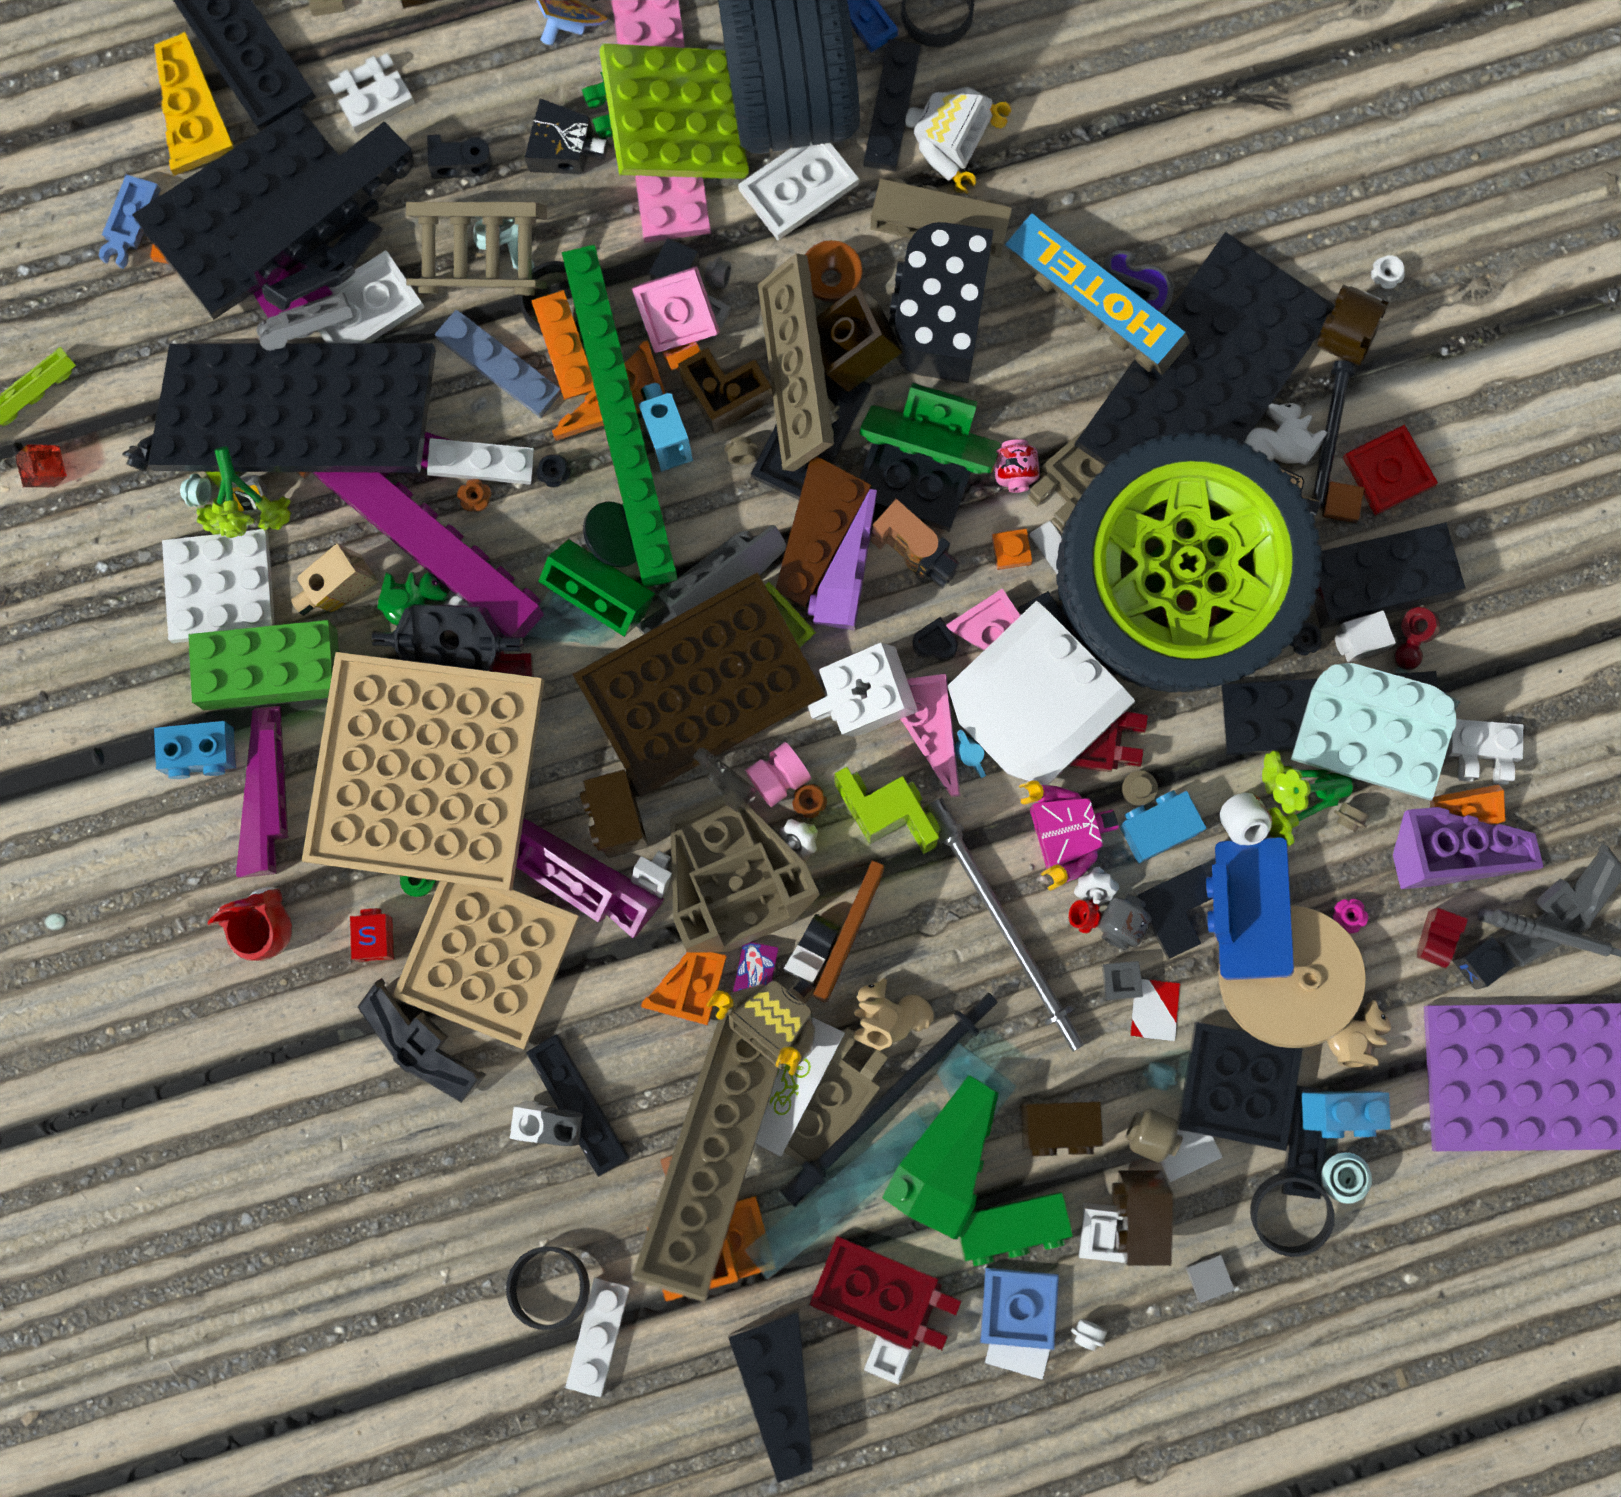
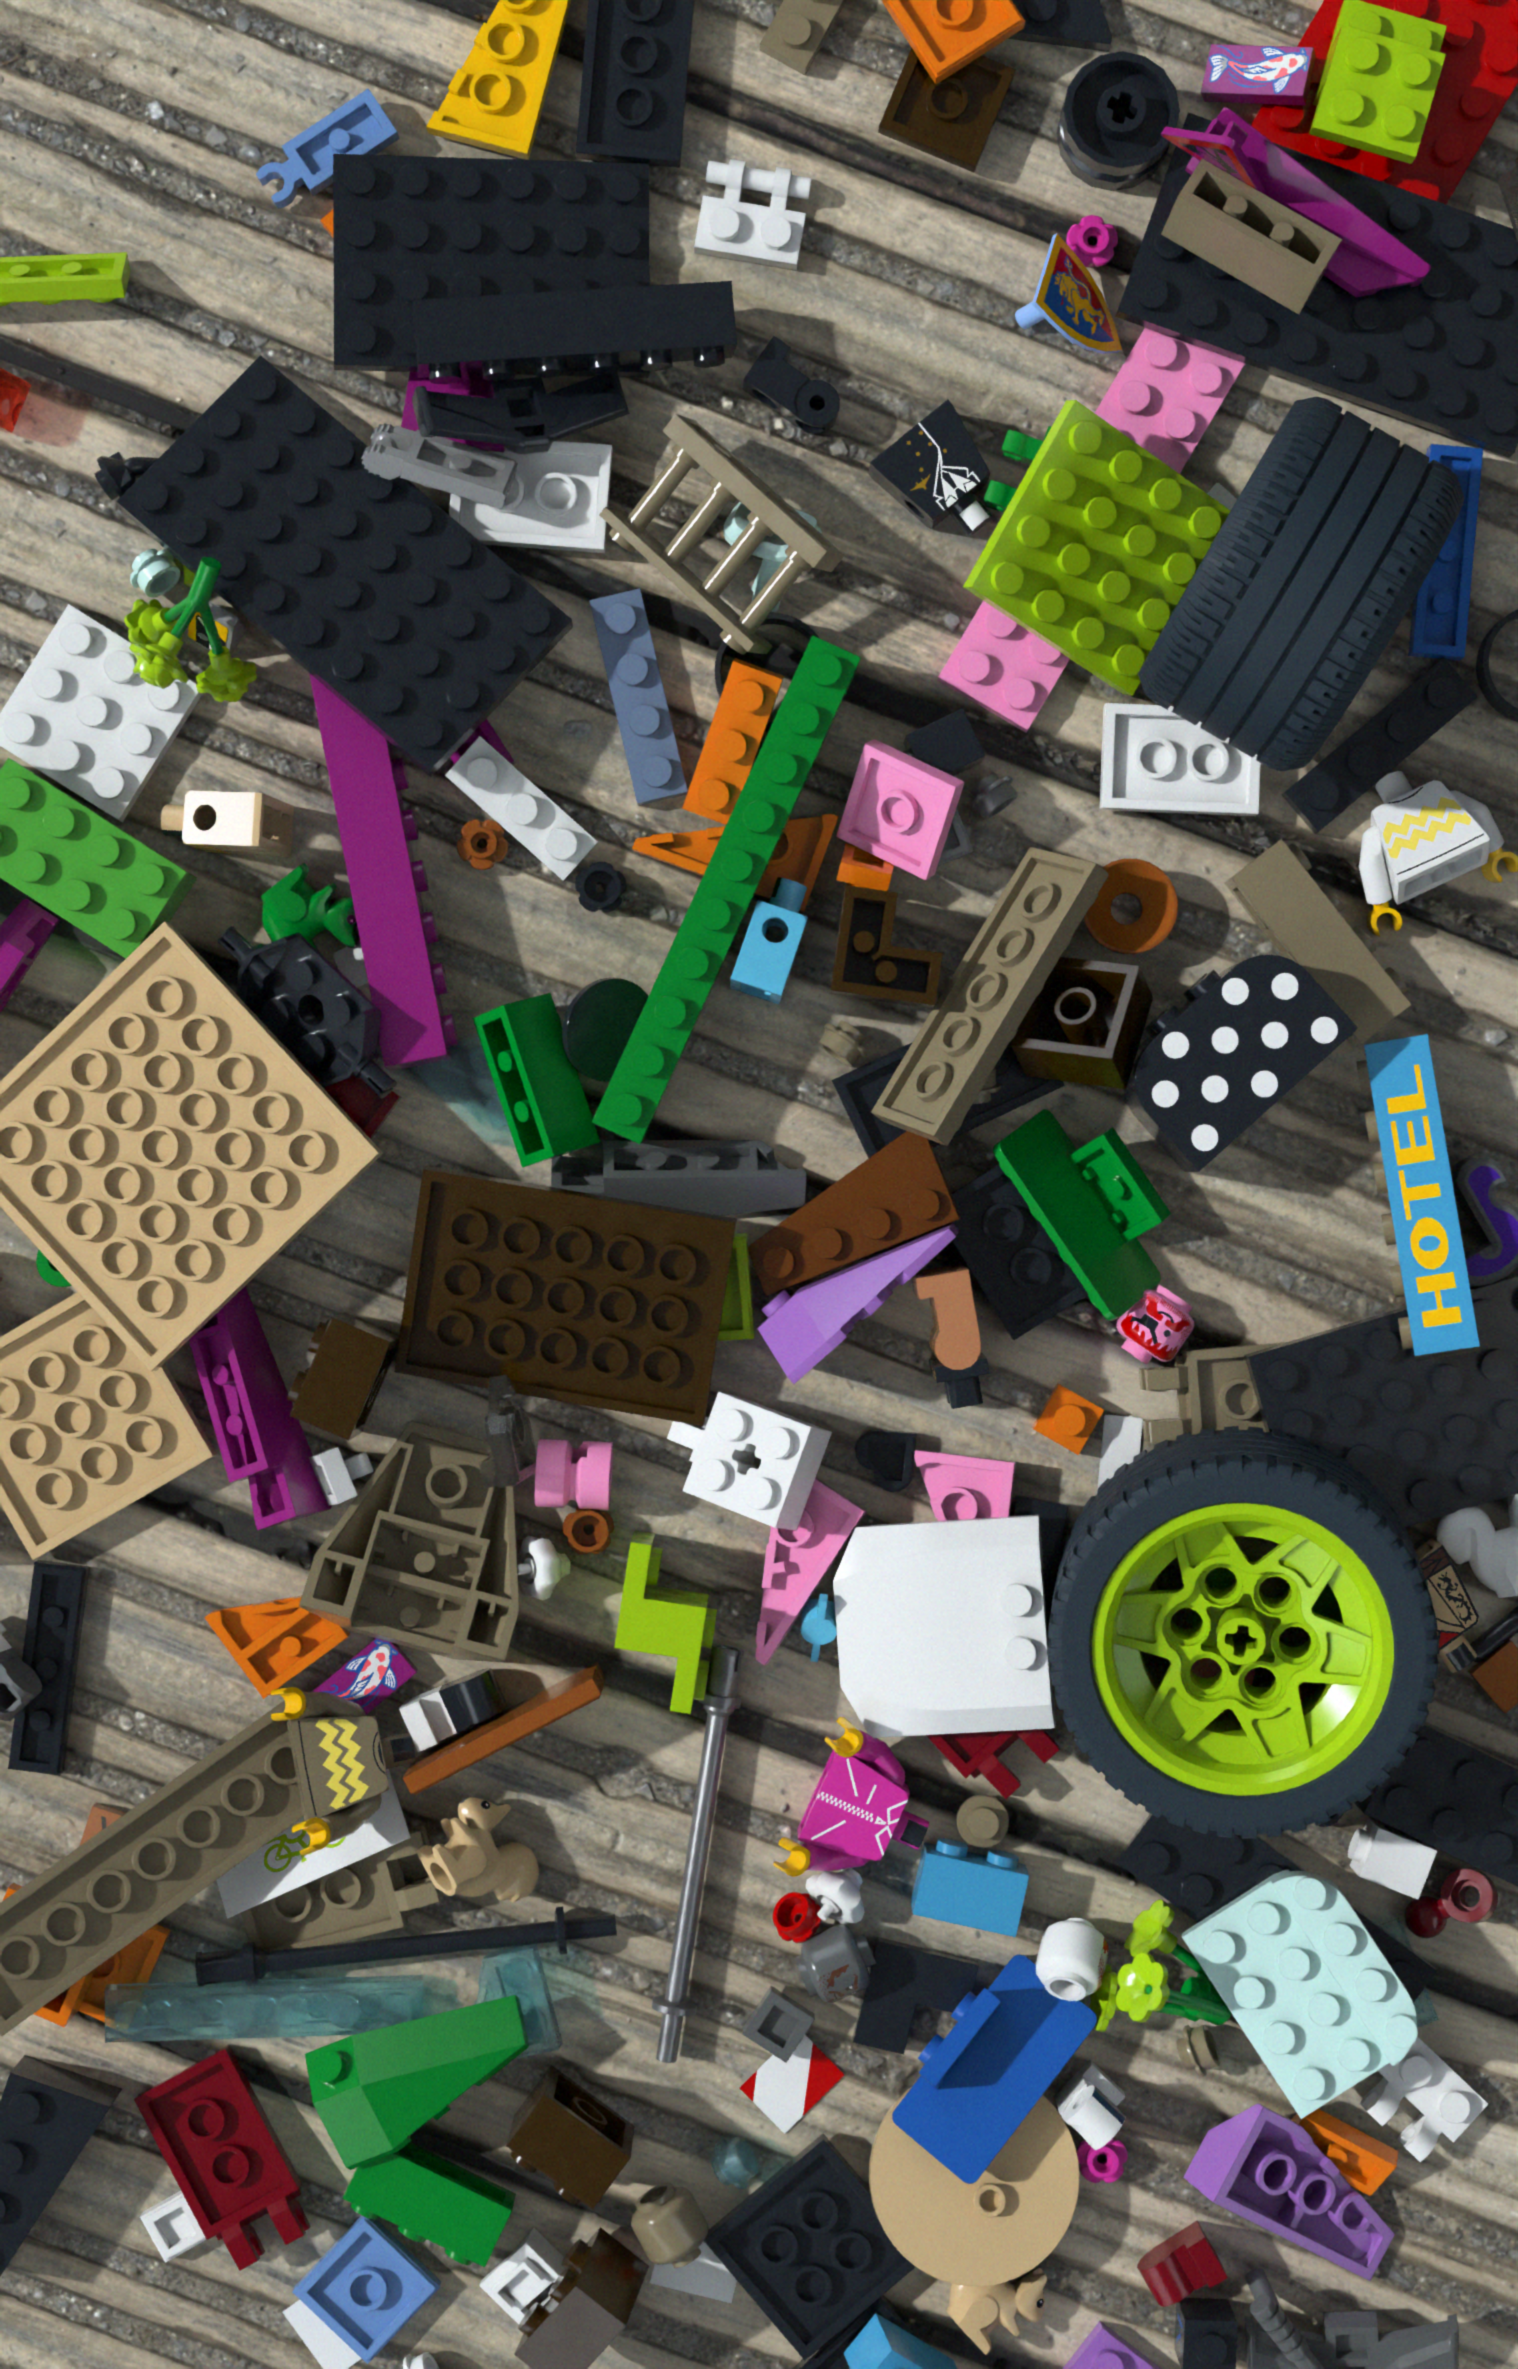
camera: 40 degrees right, 10 degrees up
(1321, 888) = (1090, 2105): none -> white leg

